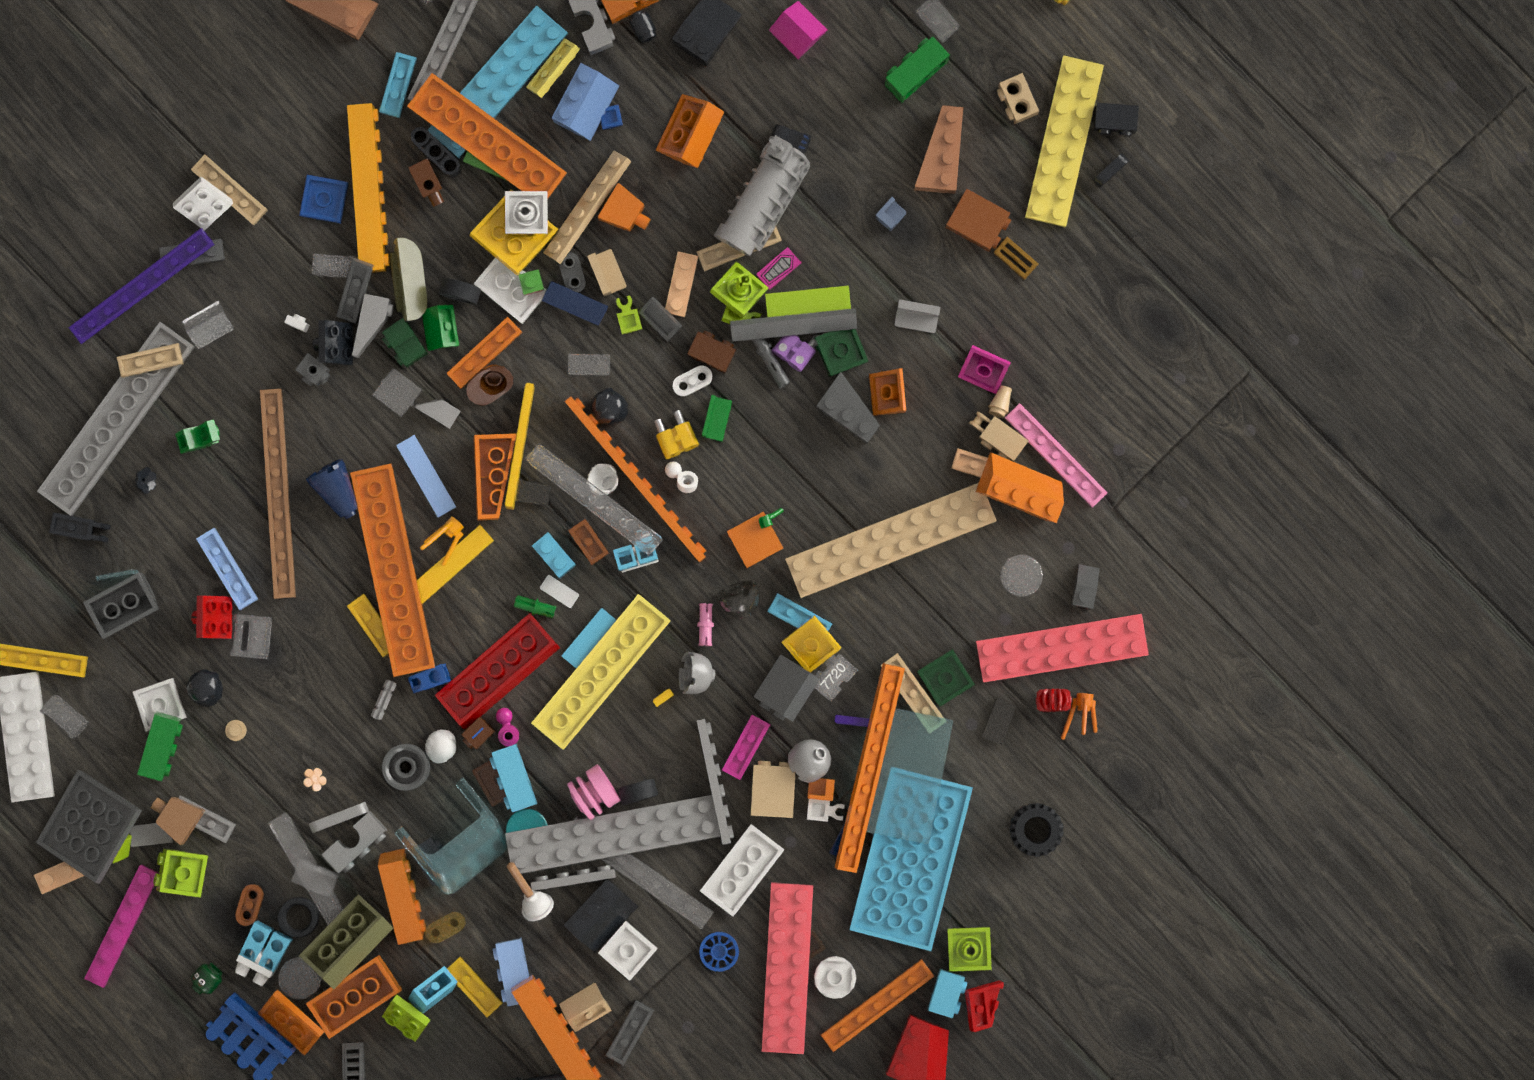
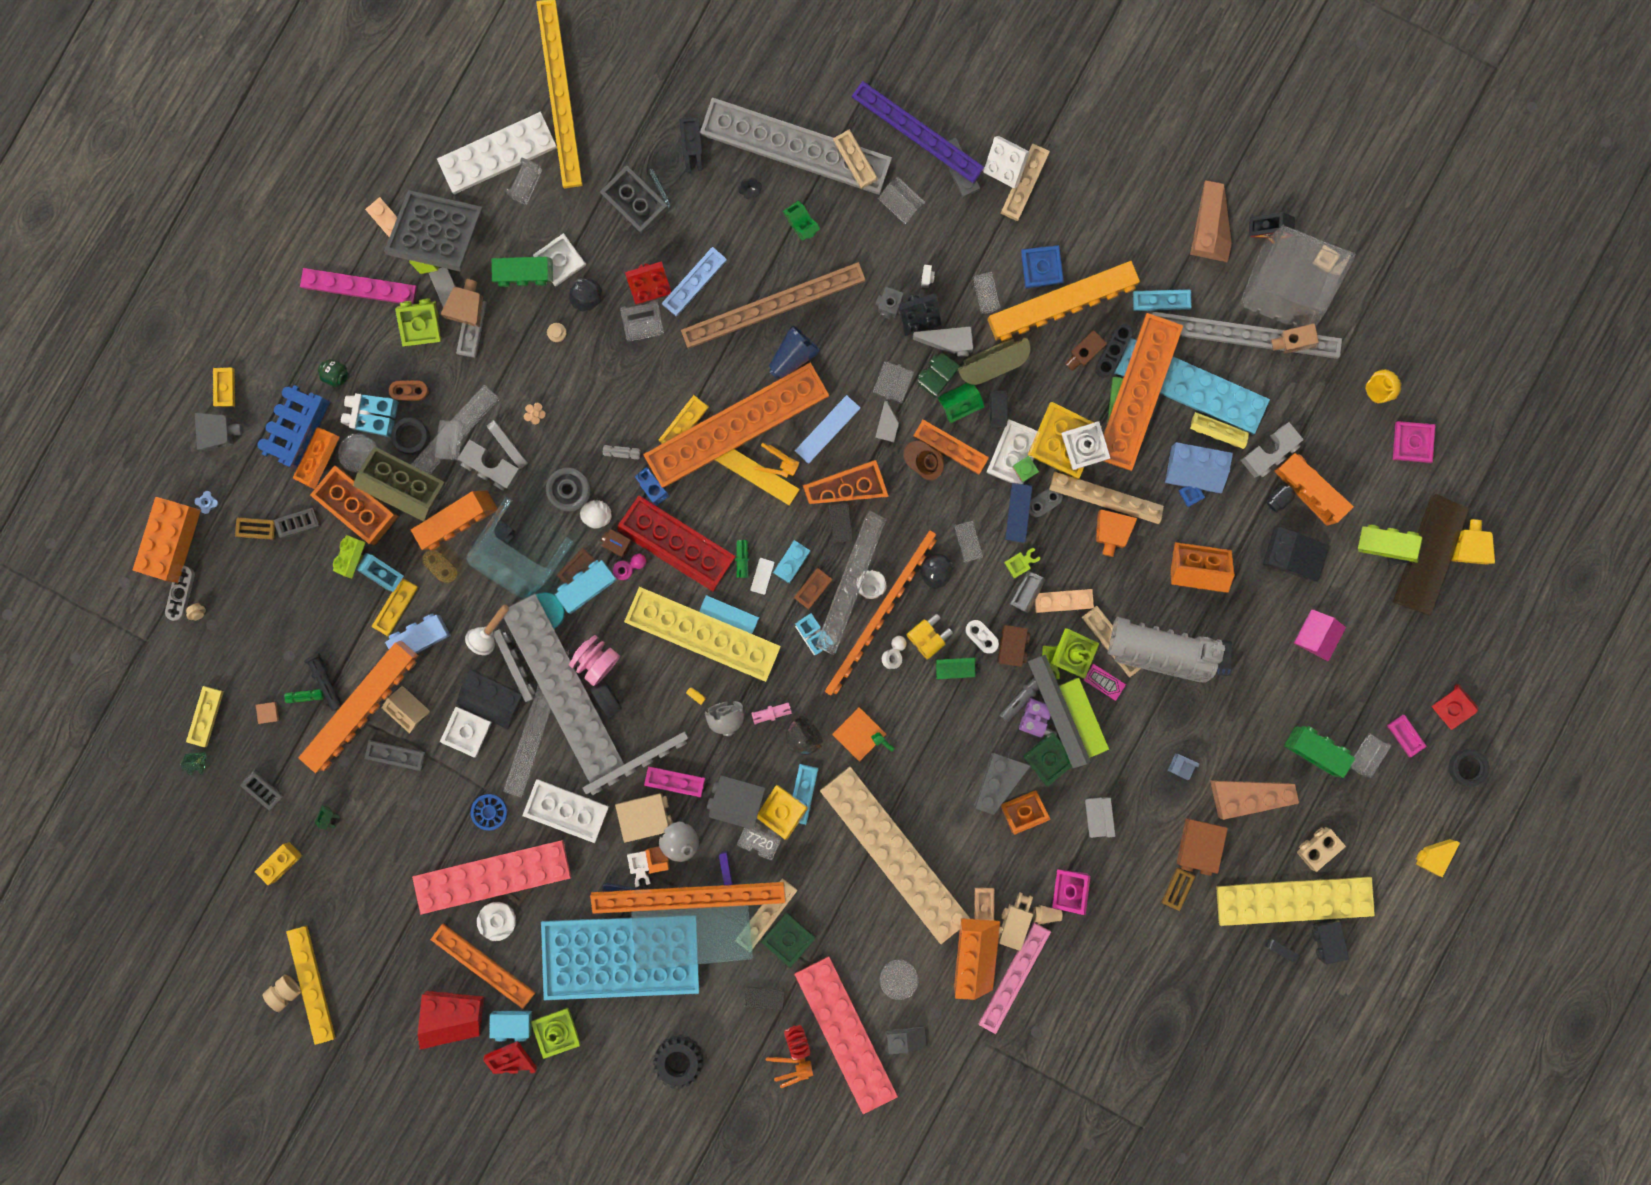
camera: 65 degrees right, 0 degrees up
(354, 290) = (970, 317): dark grey tile -> none
(519, 446) = (878, 502): yellow tile -> none
(607, 272) = (1054, 532): tan panel -> none

